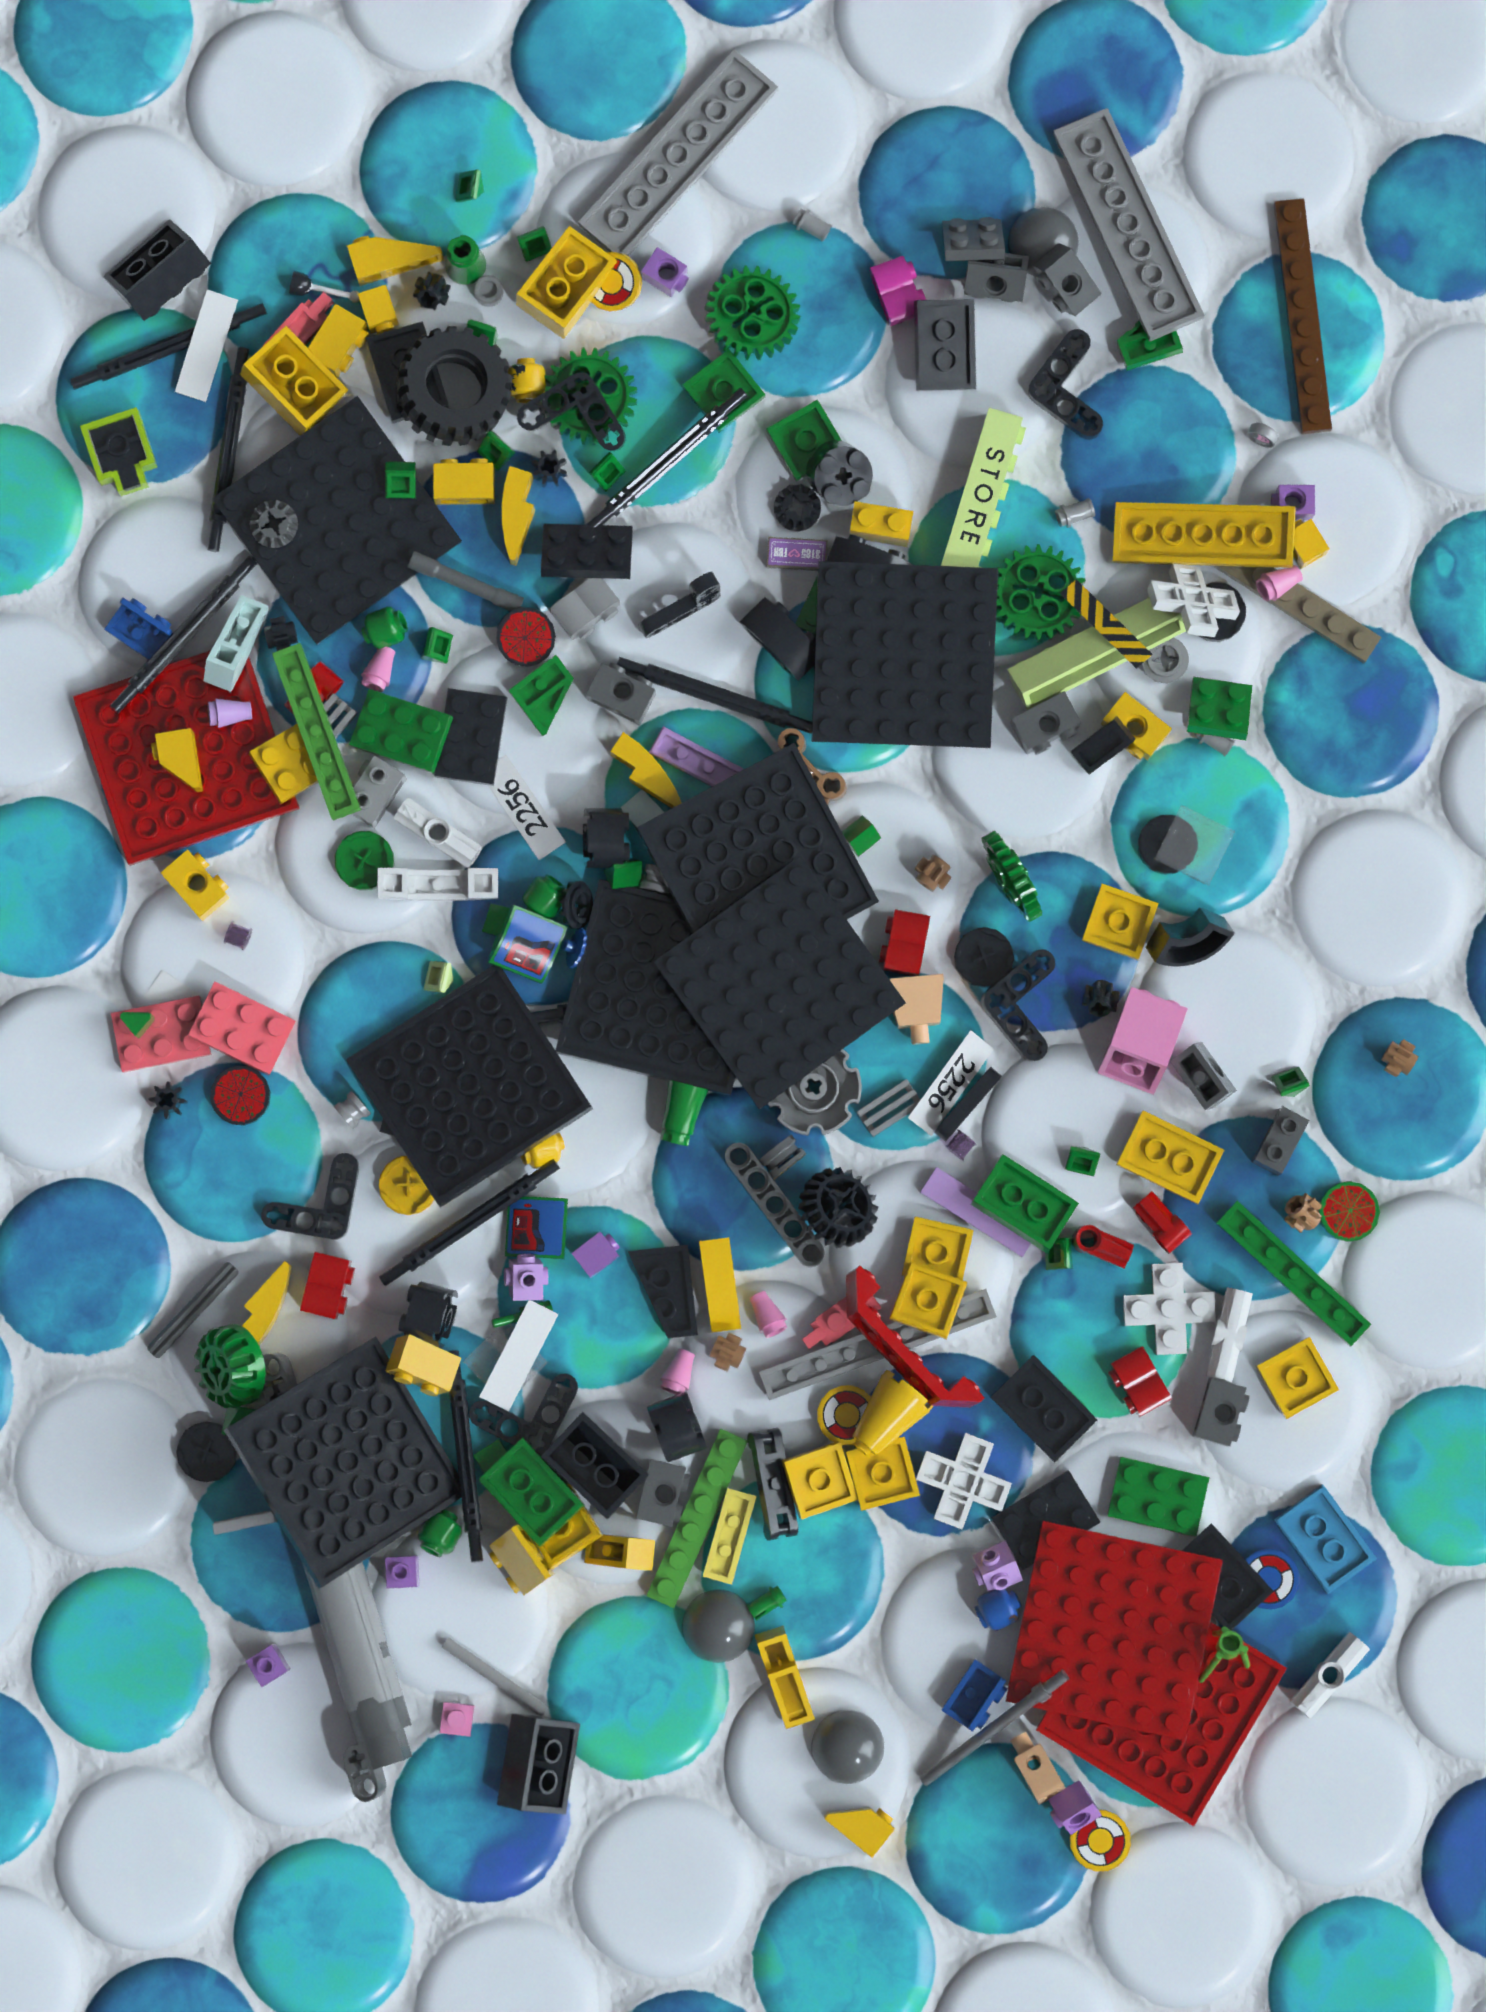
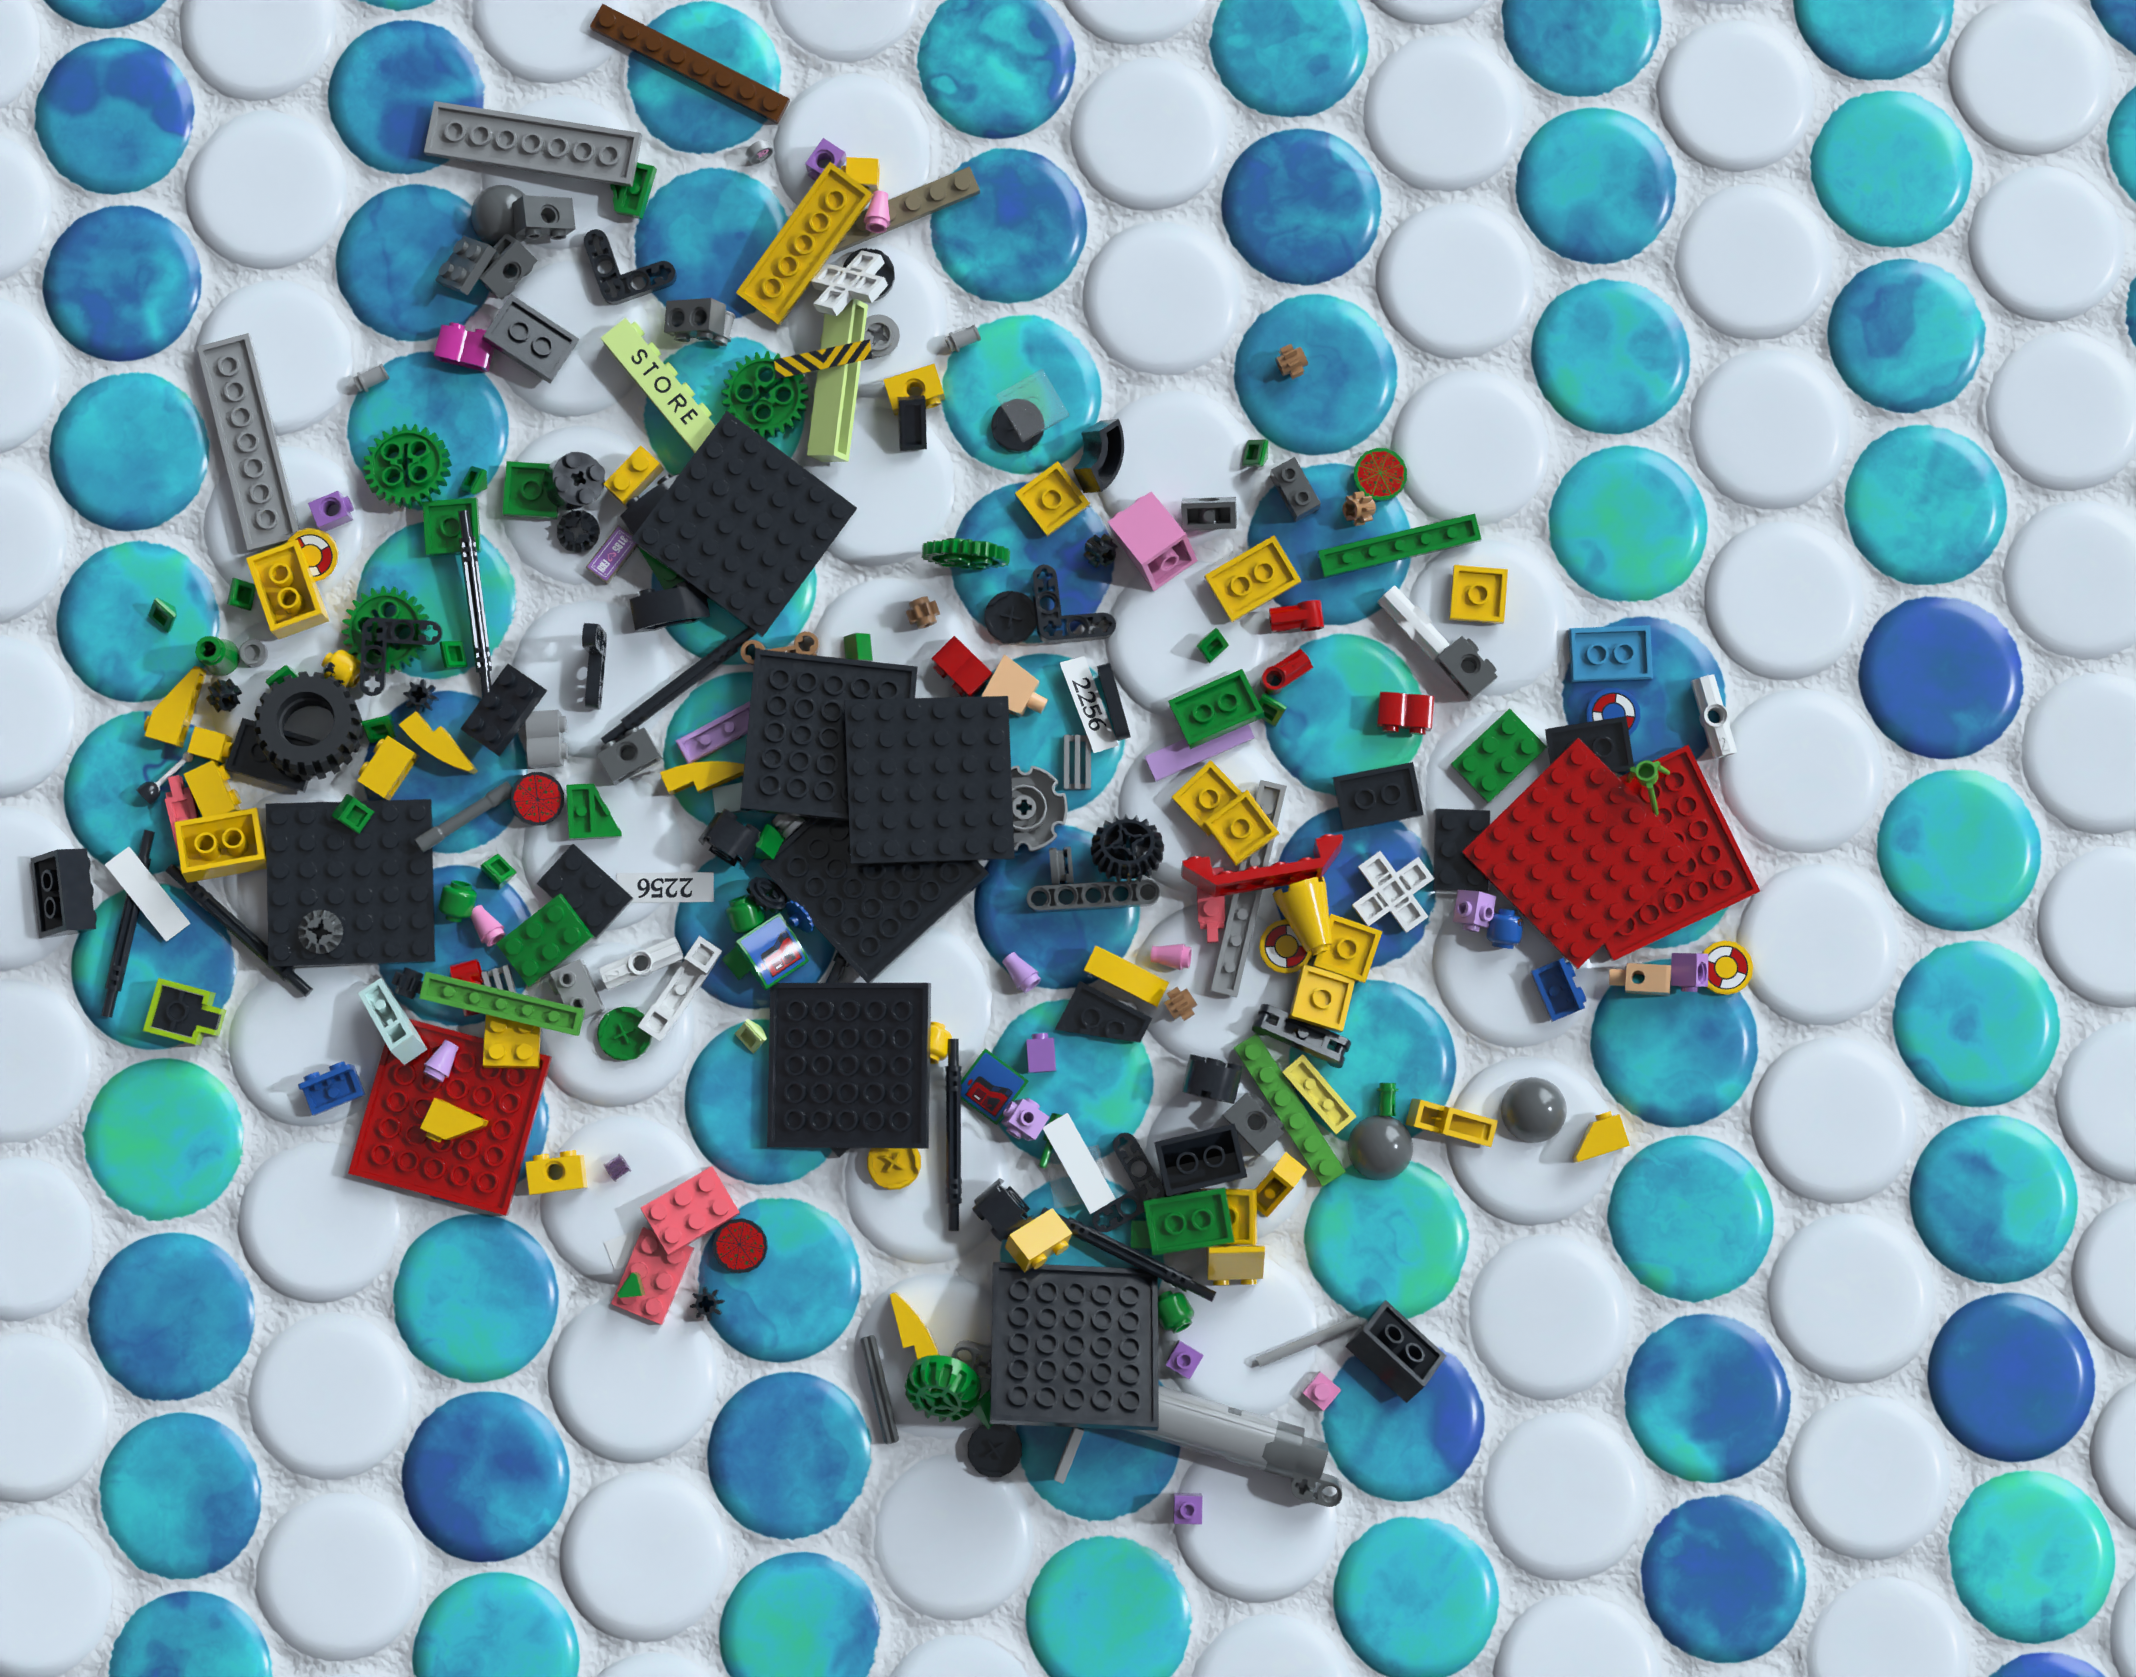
camera: 55 degrees left, 0 degrees up
(183, 634) = (358, 1057): black axle -> none
(327, 1285) = (929, 1274): red brick -> none
(330, 1209) = (874, 1234): black beam -> none
(352, 1110) = (808, 1167): light grey wheel -> none
(659, 1187) = (1022, 973): none -> lavender cone
(678, 1374) = (1172, 1052): bright pink cone -> none
(681, 1112) = (976, 919): green plant -> none
(780, 383) = (474, 481): none -> green slope
(960, 1145) = (1140, 727): clear purple axle -> none
(1039, 1693) = (1590, 938): flat silver bar -> none
(1056, 709) = (864, 438): dark grey brick -> none
(1065, 481) = (694, 319): none -> dark grey brick
(1169, 1308) = (1364, 655): white plate -> none
(1219, 708) = (942, 319): green plate -> none

